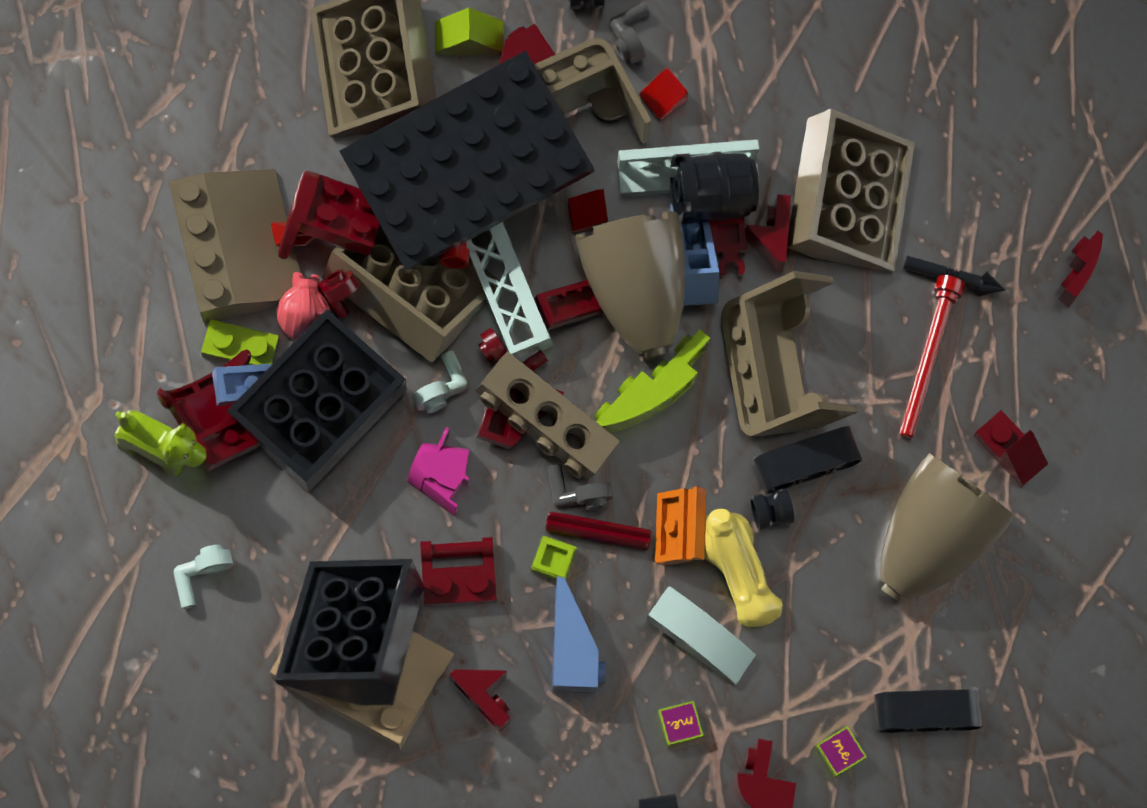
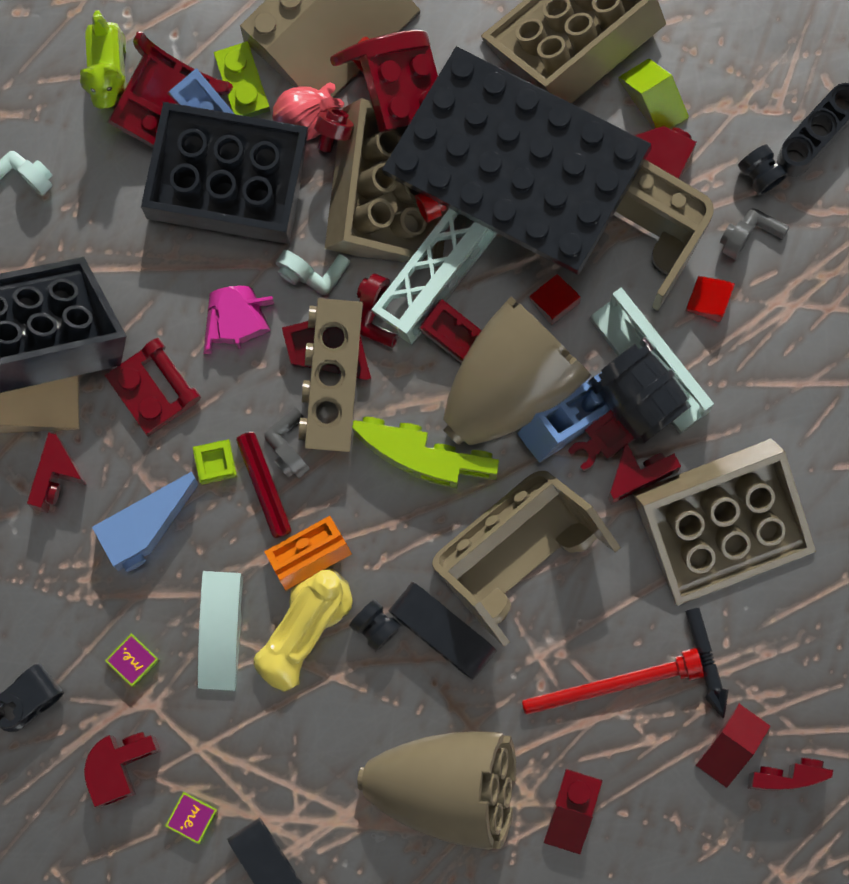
camera: 70 degrees right, 5 degrees up
(1032, 296) = (733, 746): none -> dark red slope

